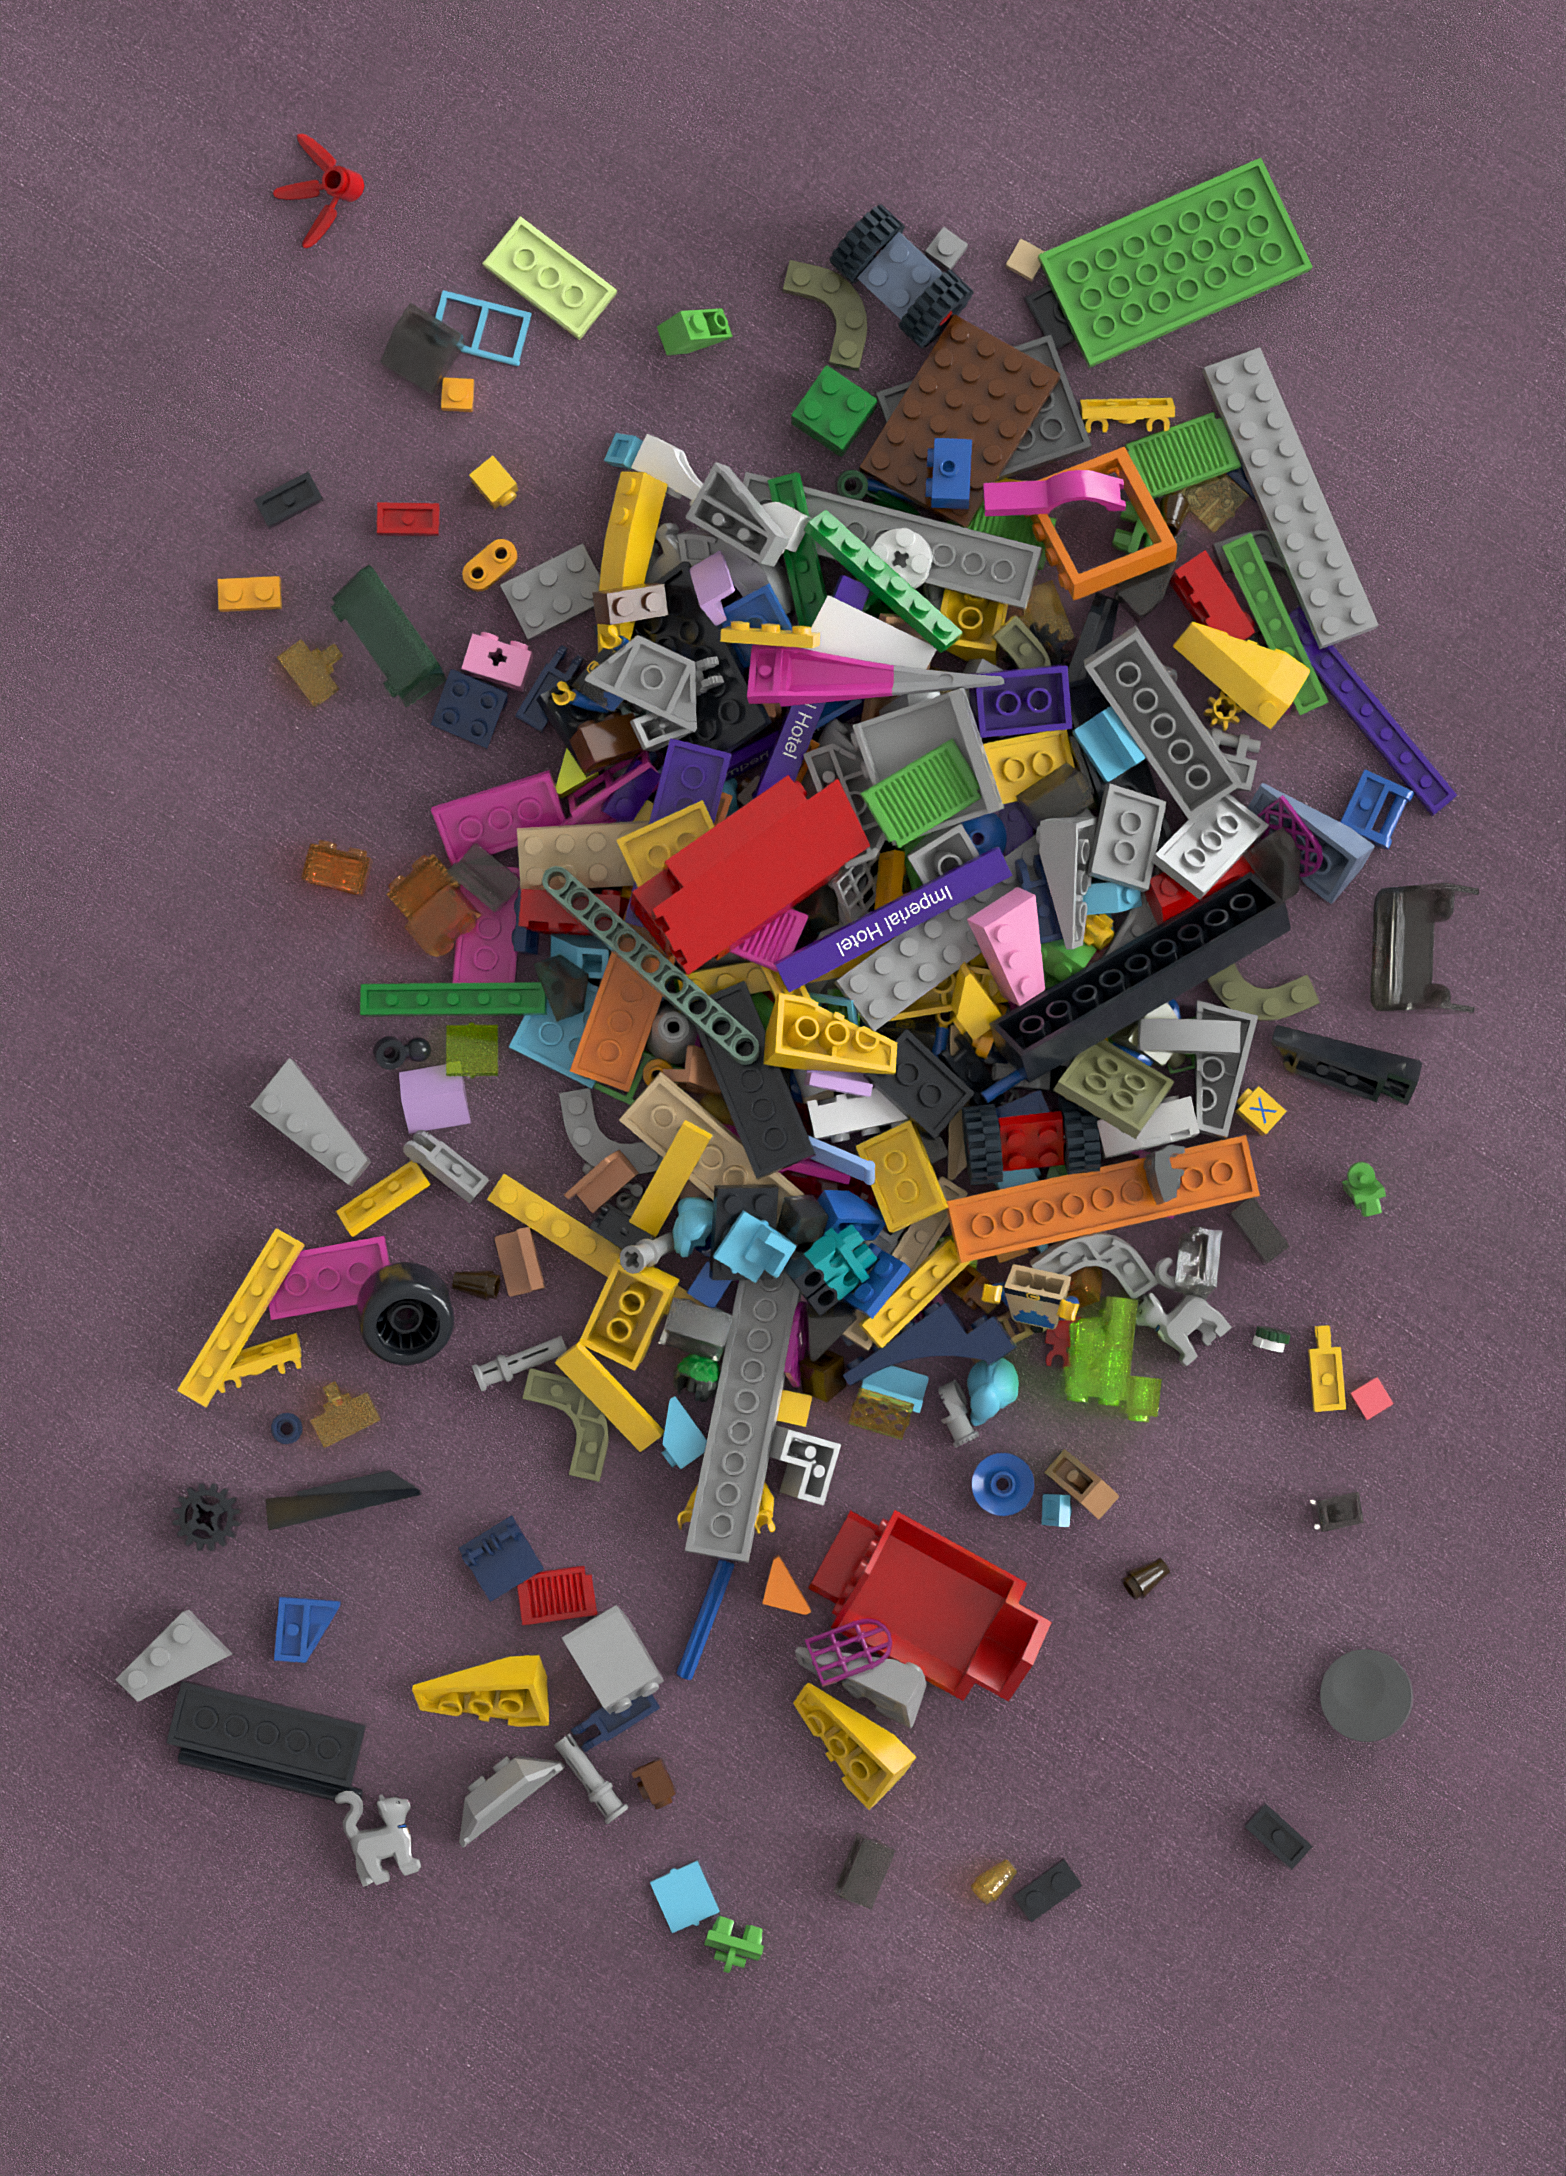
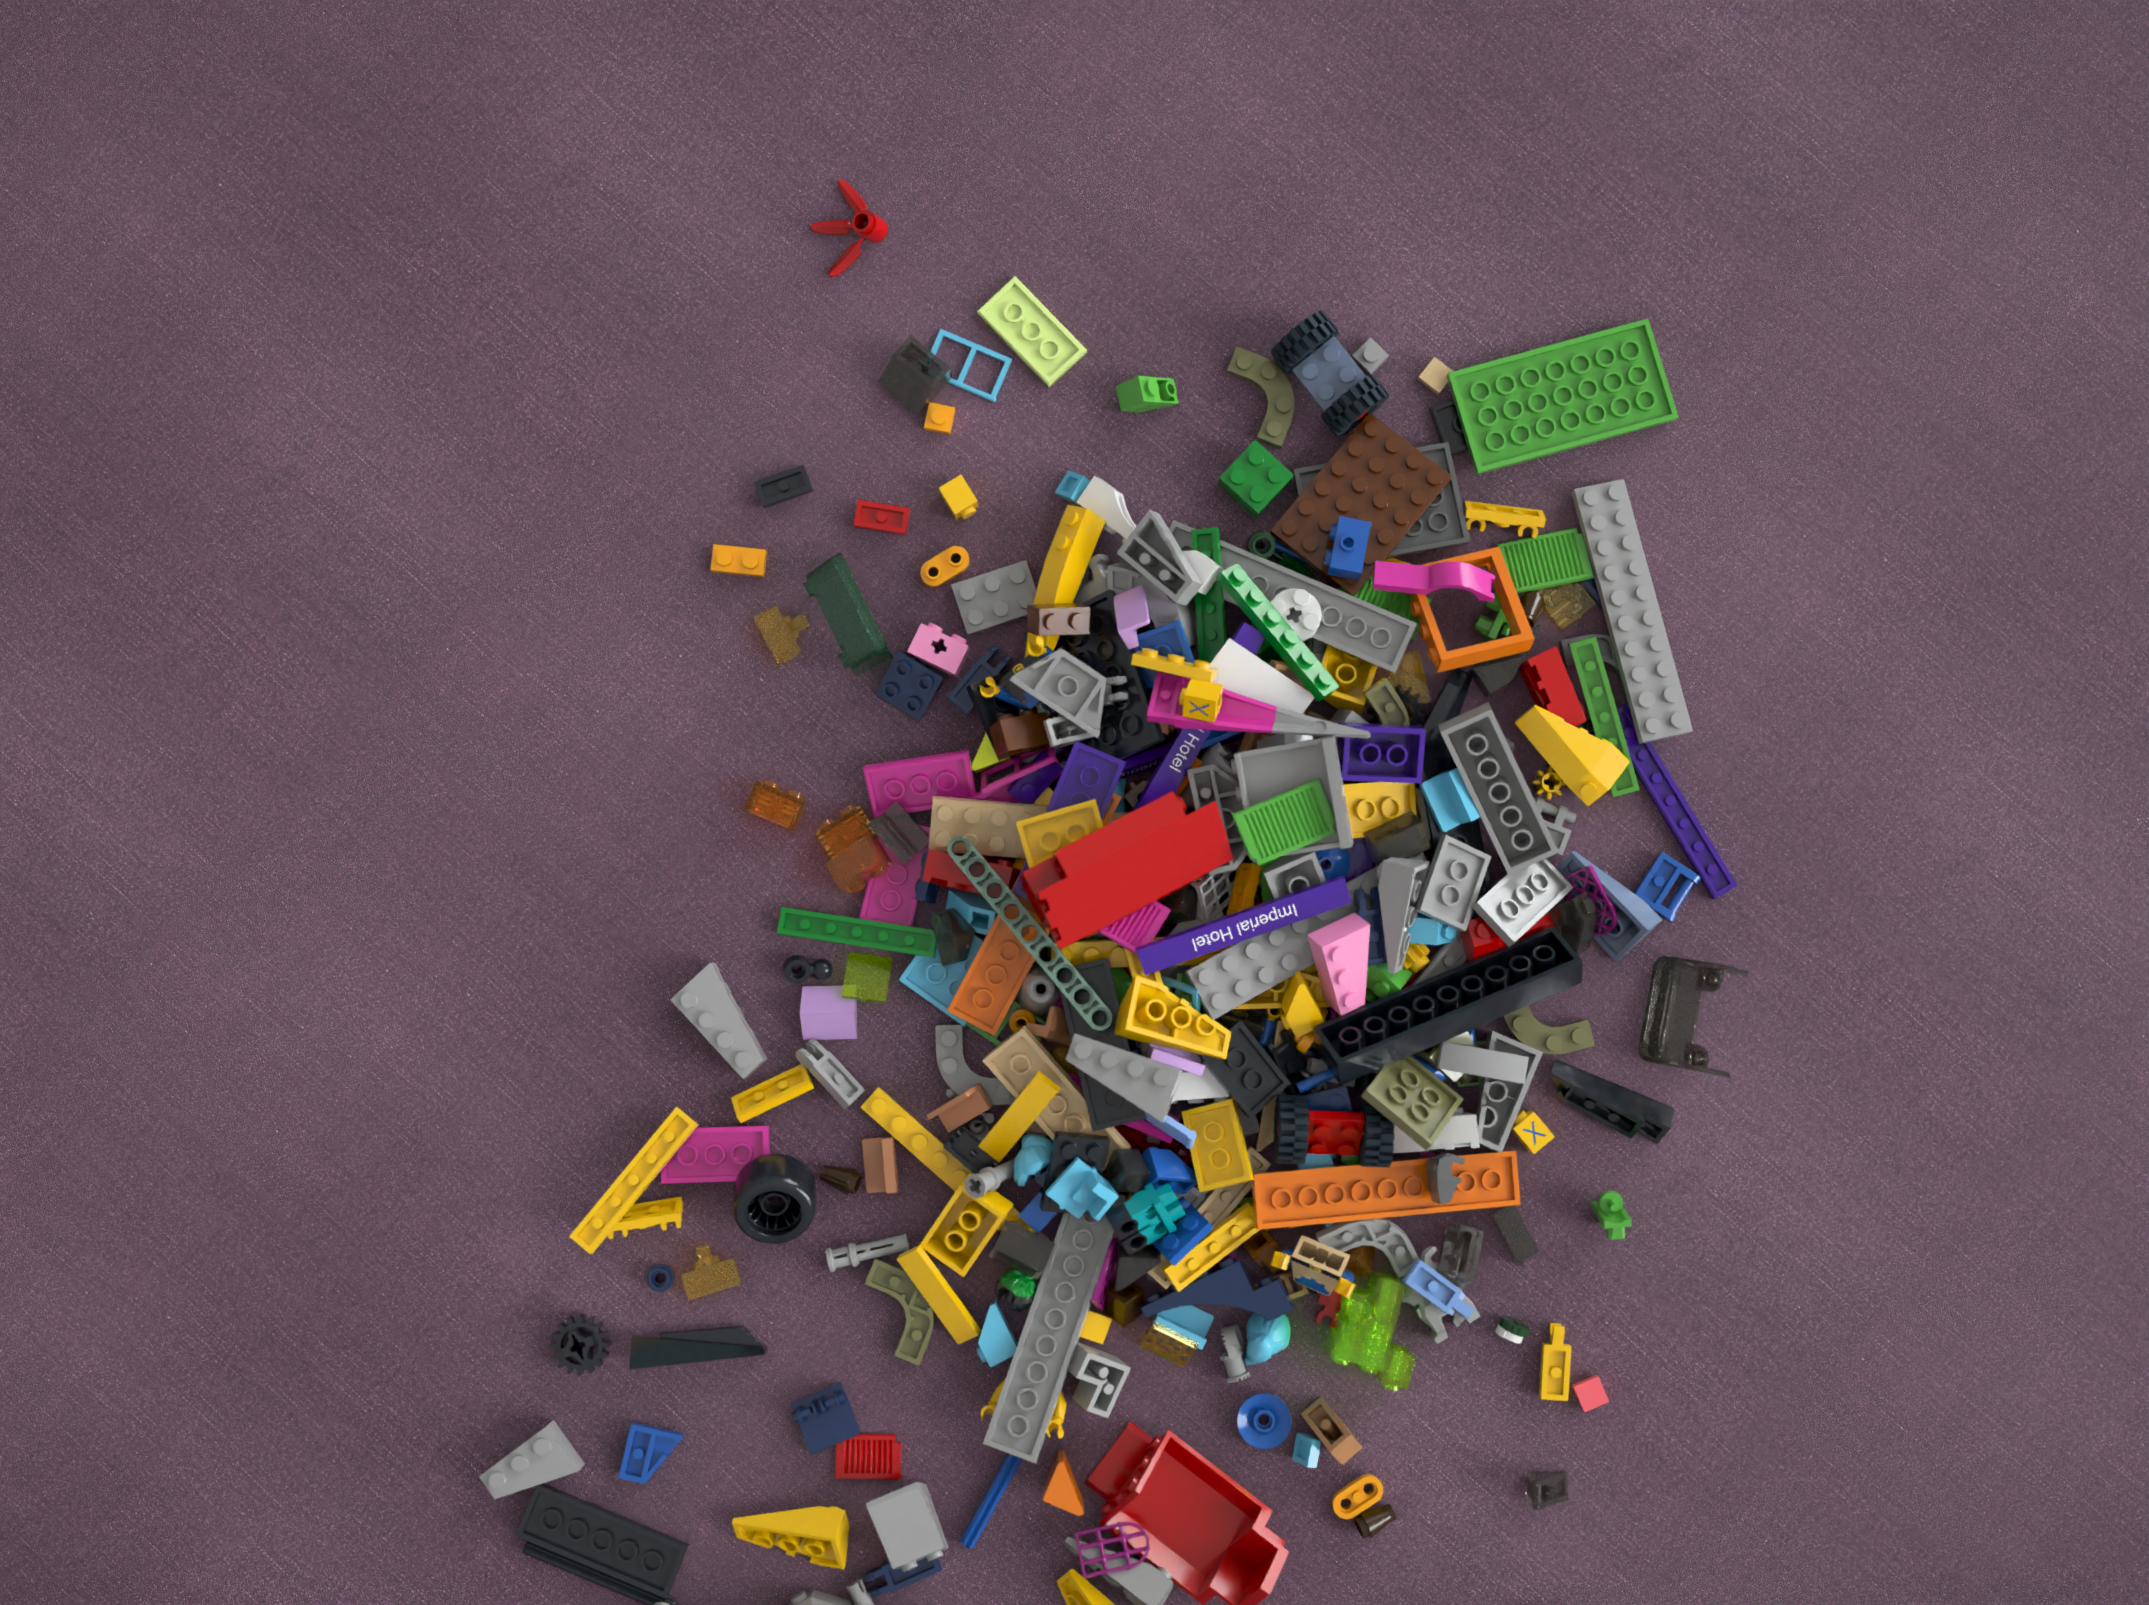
camera: 10 degrees right, 0 degrees up
(792, 1106) = (1132, 1076): none -> light grey wedge
(806, 669) = (1201, 700): none -> yellow brick
(1123, 1556) = (1358, 1497): none -> light orange plate
(1175, 1302) = (1436, 1289): none -> medium blue hinge

